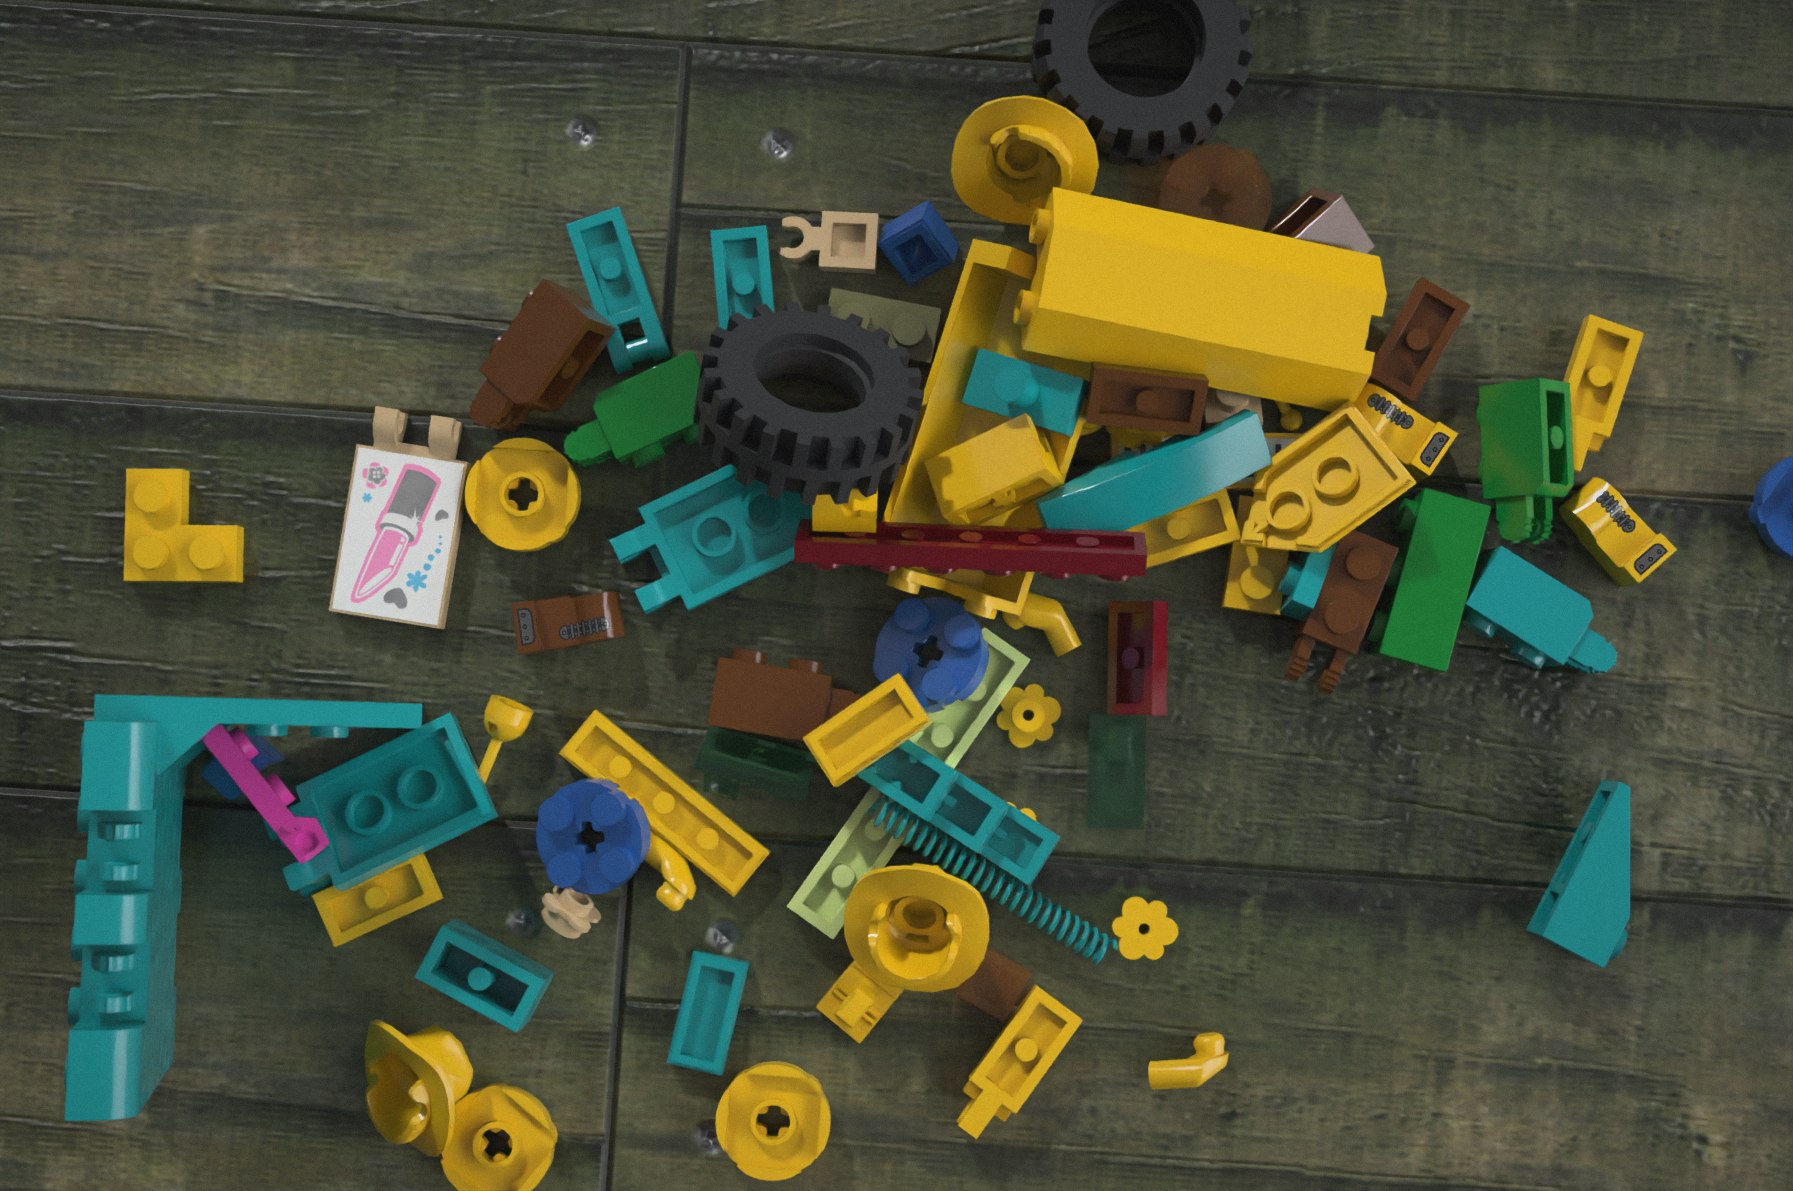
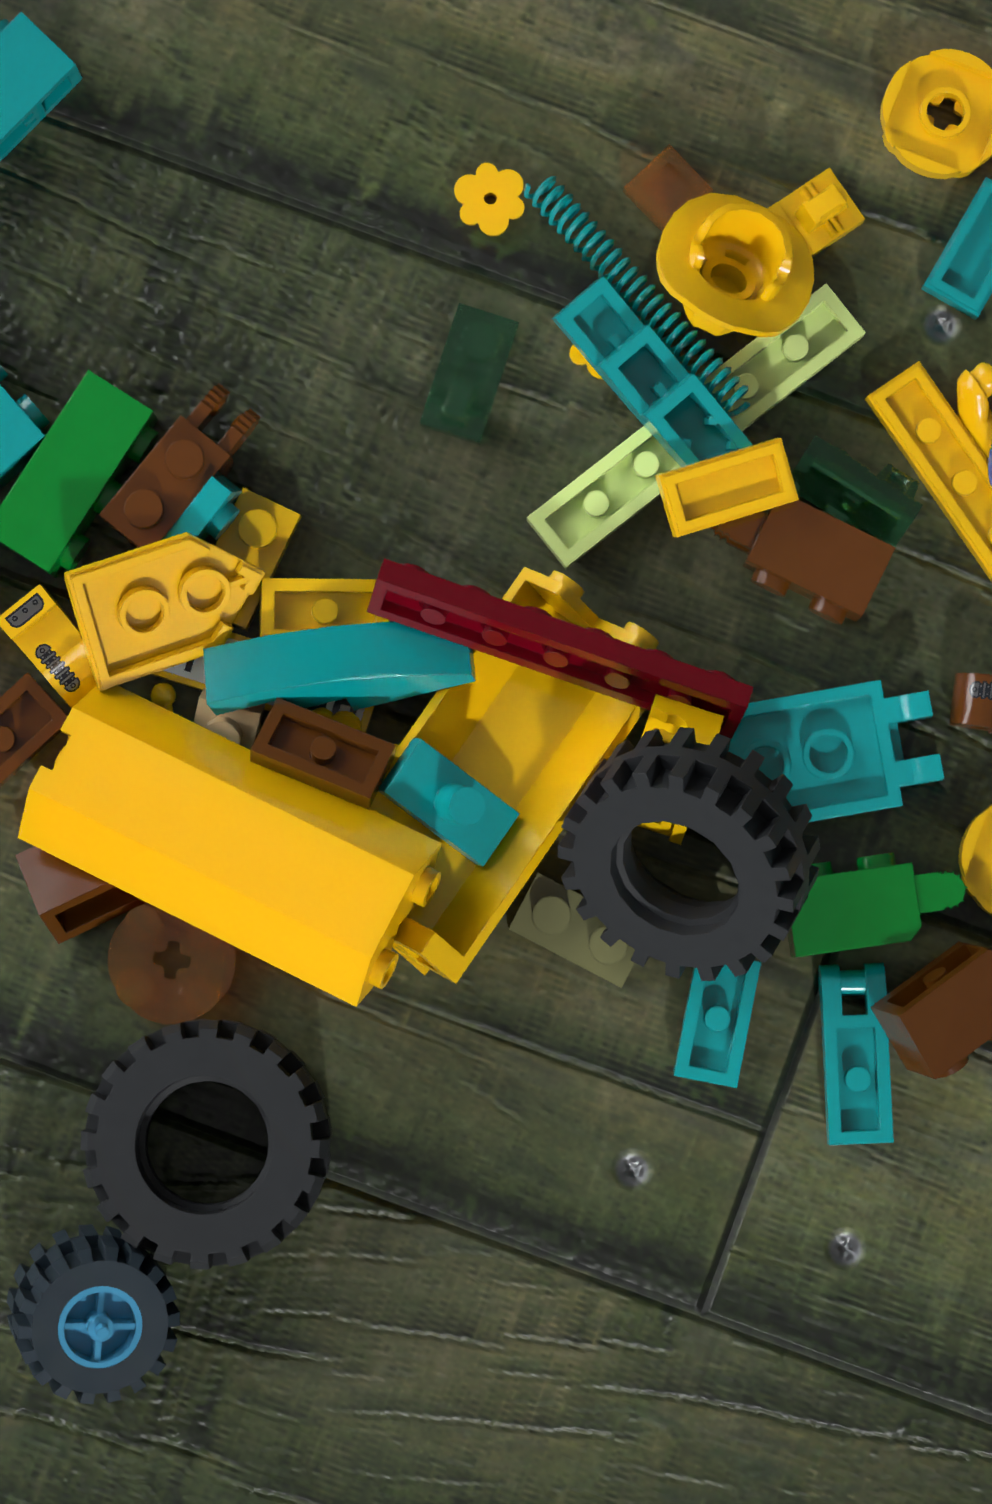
camera: 170 degrees left, 0 degrees up
(843, 241) = (595, 1034): tan plate -> none
(918, 243) = (511, 1009): blue slope -> none
(957, 636) = (597, 561): blue plate -> none
(993, 472) = (509, 724): yellow hinge -> none
(1015, 155) = (375, 1058): yellow hat -> none
(1017, 1060) = (667, 101): yellow hinge -> none
(1045, 712) = (525, 463): yellow plant -> none
(1048, 616) = (492, 560): yellow arm -> none
(1137, 658) = (411, 485): dark red plate -> none
(1191, 1071) = (481, 35): yellow arm -> none

